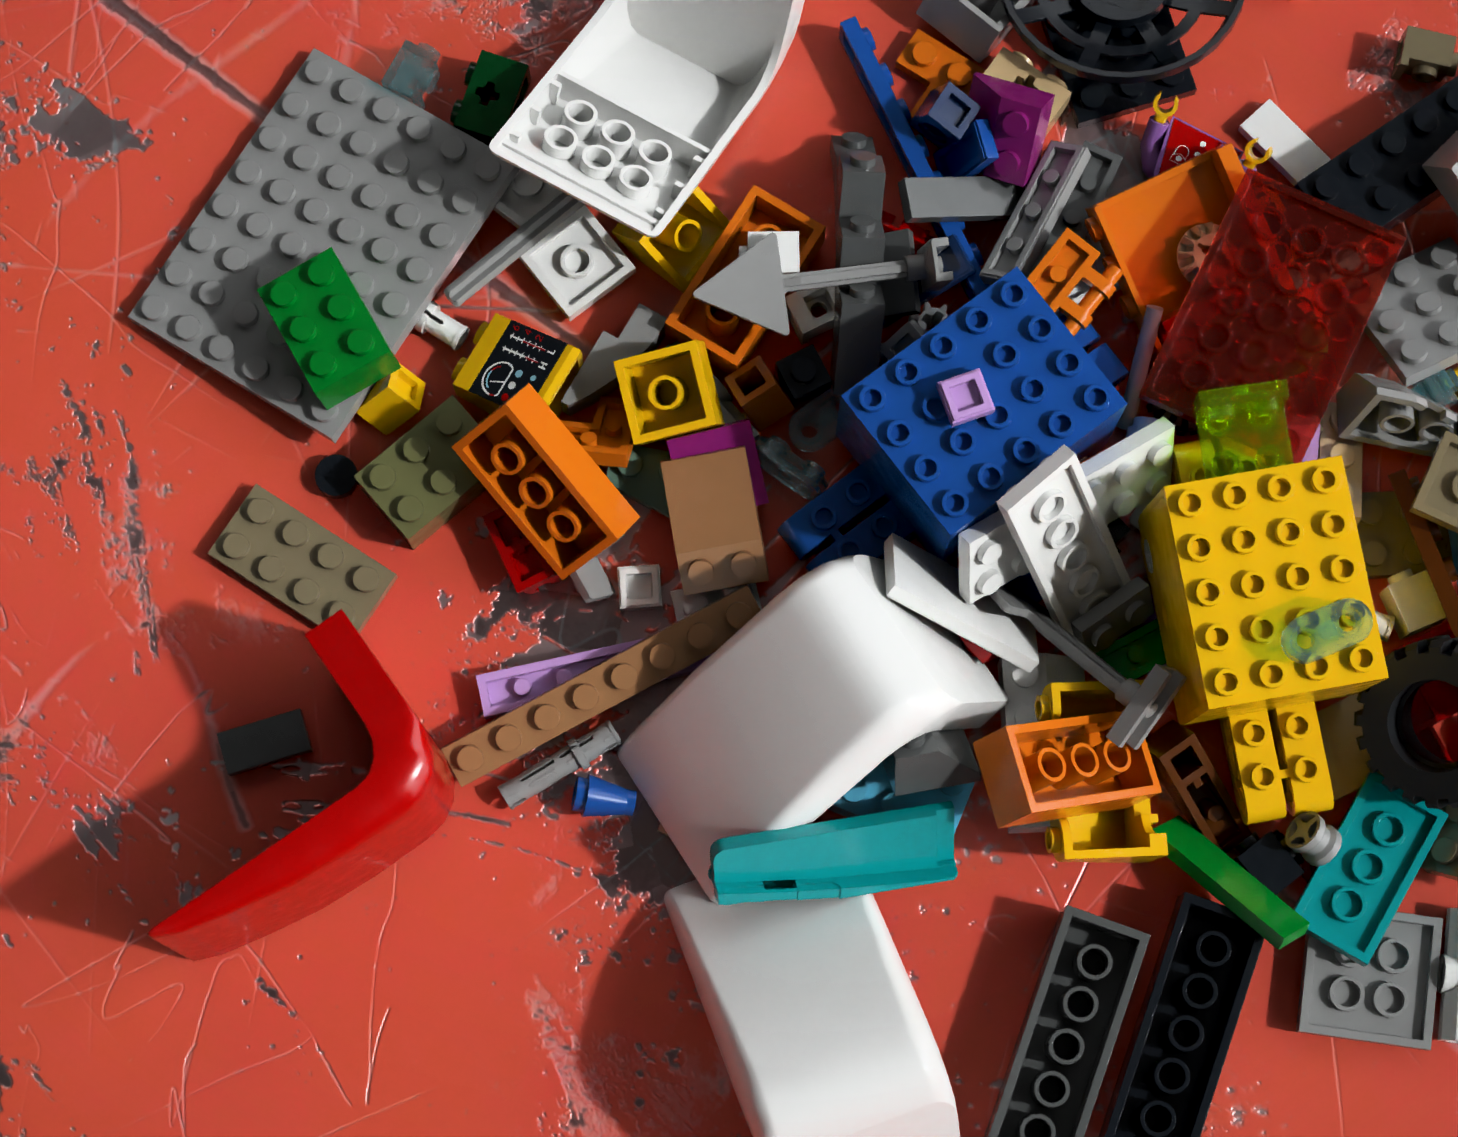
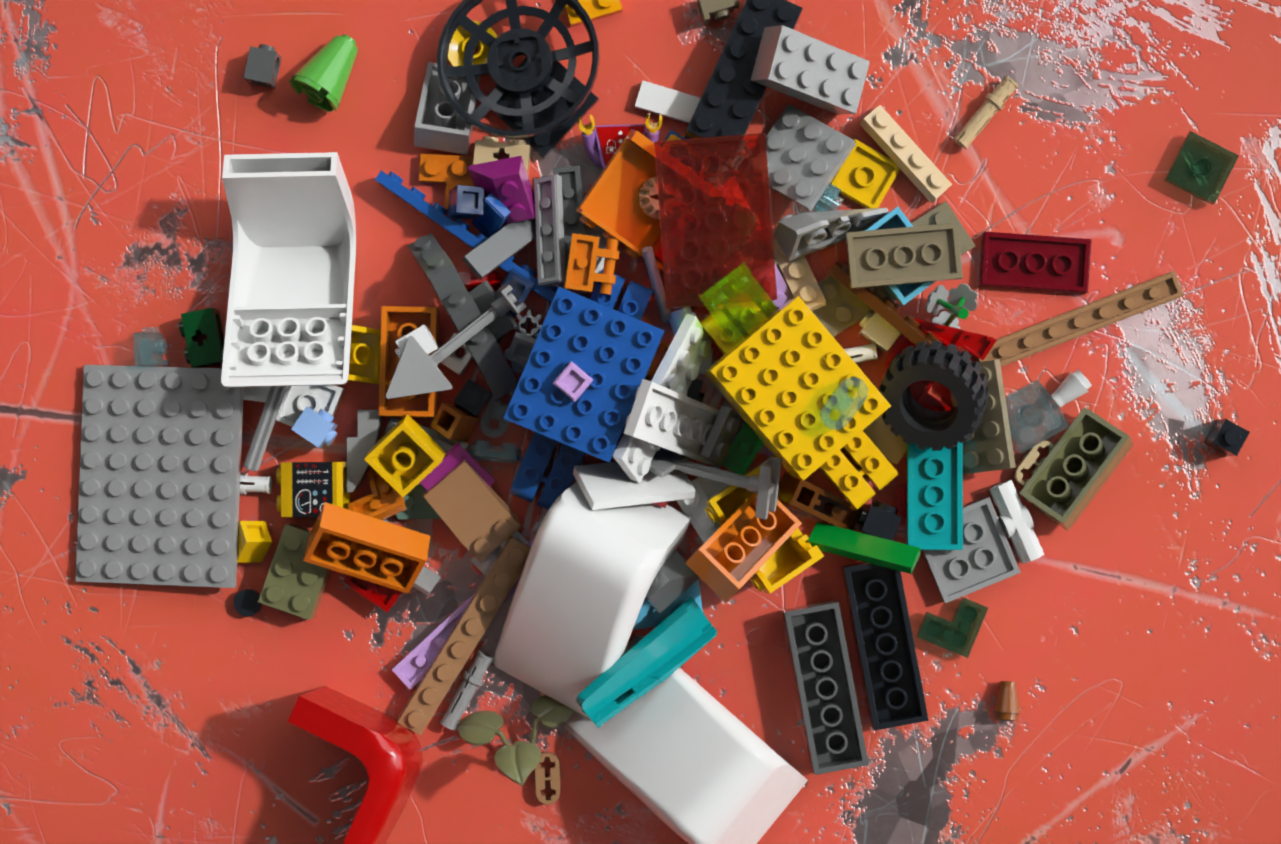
camera: 30 degrees left, 10 degrees up
(264, 742) = (298, 771): dark grey tile -> none
(300, 561) = (259, 662): dark tan plate -> none
(328, 328) = (193, 530): green brick -> none
(571, 292) = (316, 427): none -> light blue brick
(582, 883) = (522, 757): none -> olive plant
(590, 946) = (554, 777): none -> medium nougat beam
(601, 798) = (500, 695): blue cone -> none
(639, 587) = (452, 566): white tile -> none
(1289, 1086) = (955, 634): none -> clear green plate
(1313, 838) = (897, 497): light grey wheel -> none

